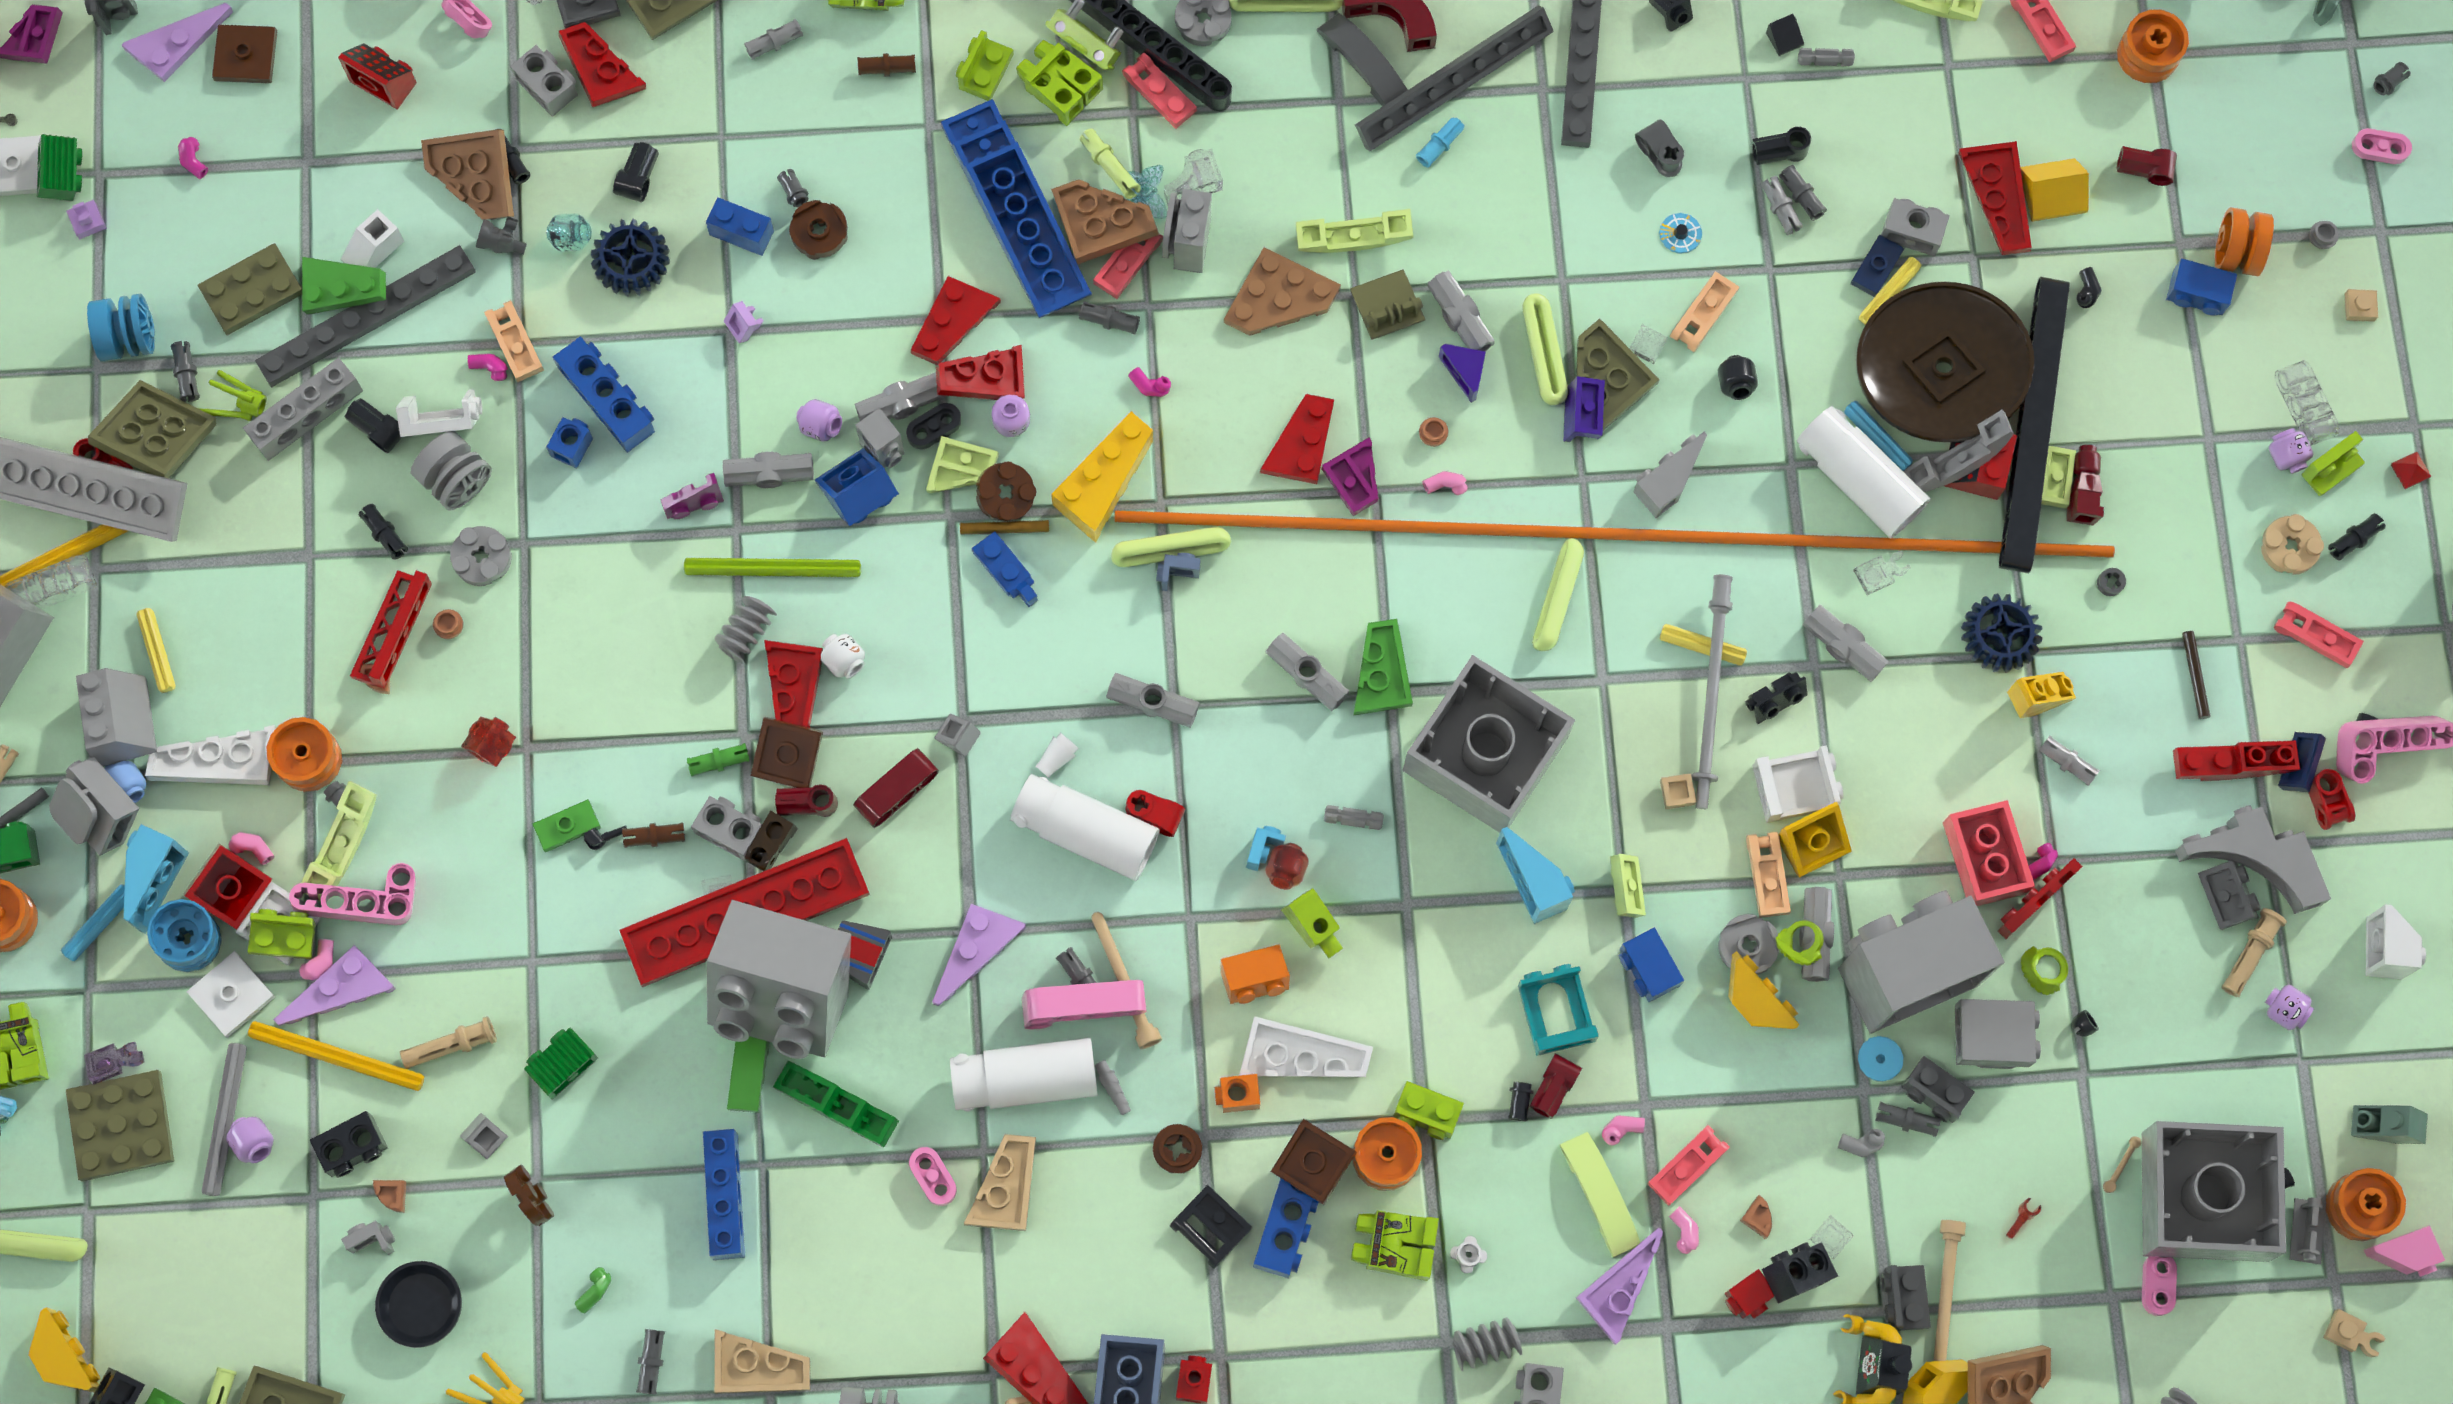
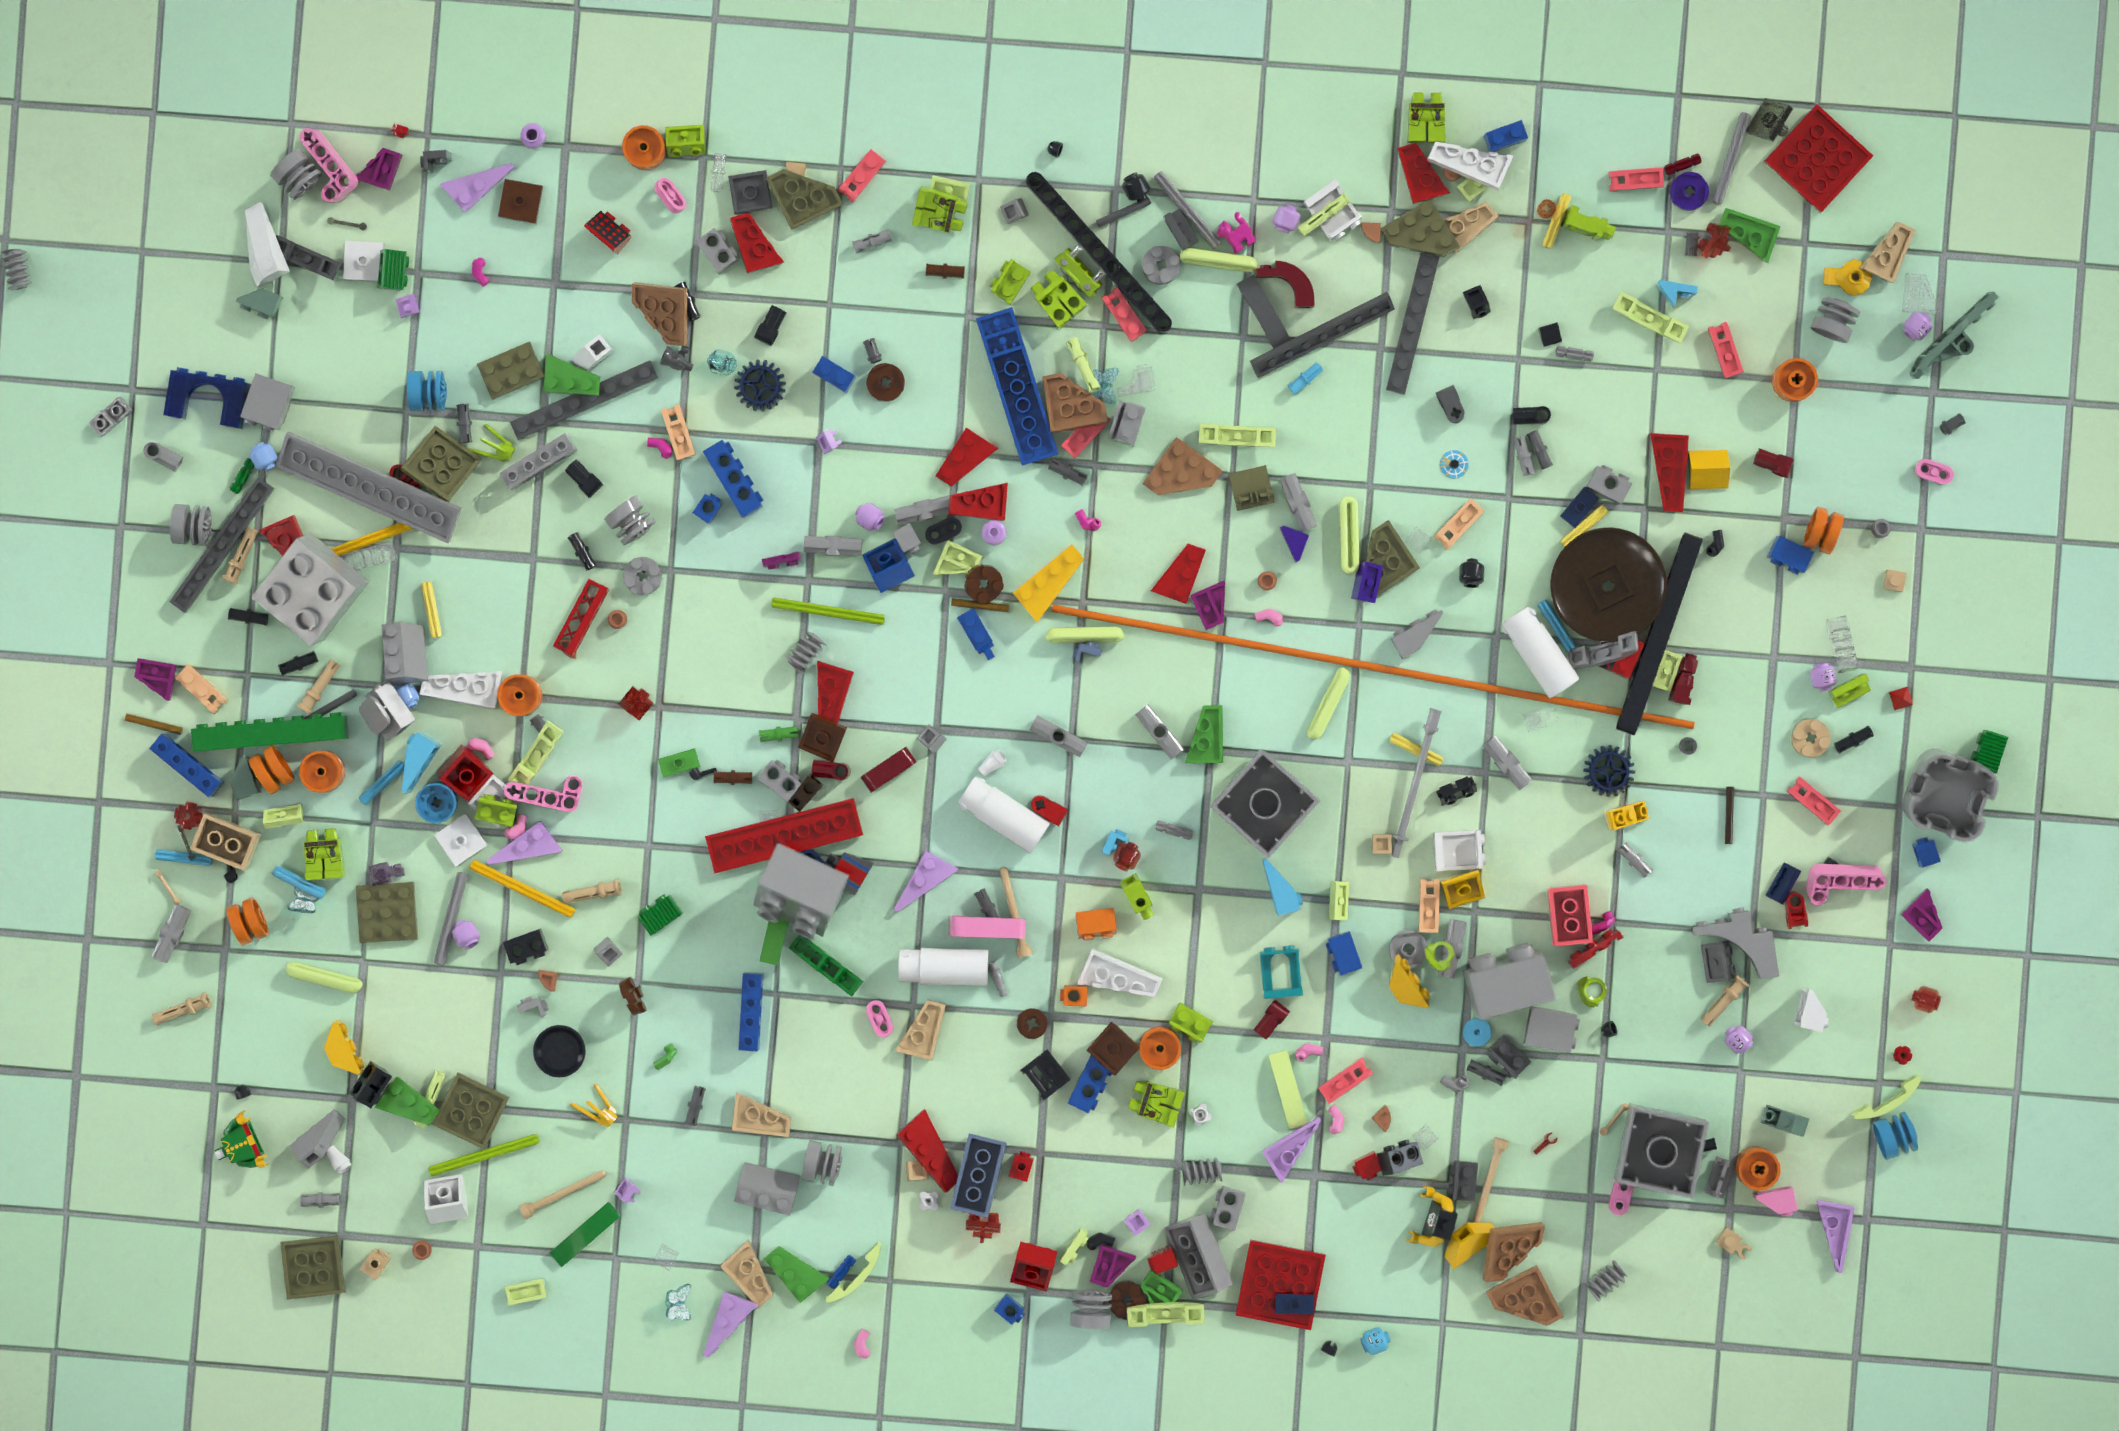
camera: 10 degrees right, 15 degrees up
(416, 423) = (625, 484): white panel -> none
(842, 655) = (865, 678): white head -> none
(1520, 1101) = (1248, 1025): black pin -> none
(2236, 761) = (1740, 877): red slope -> none

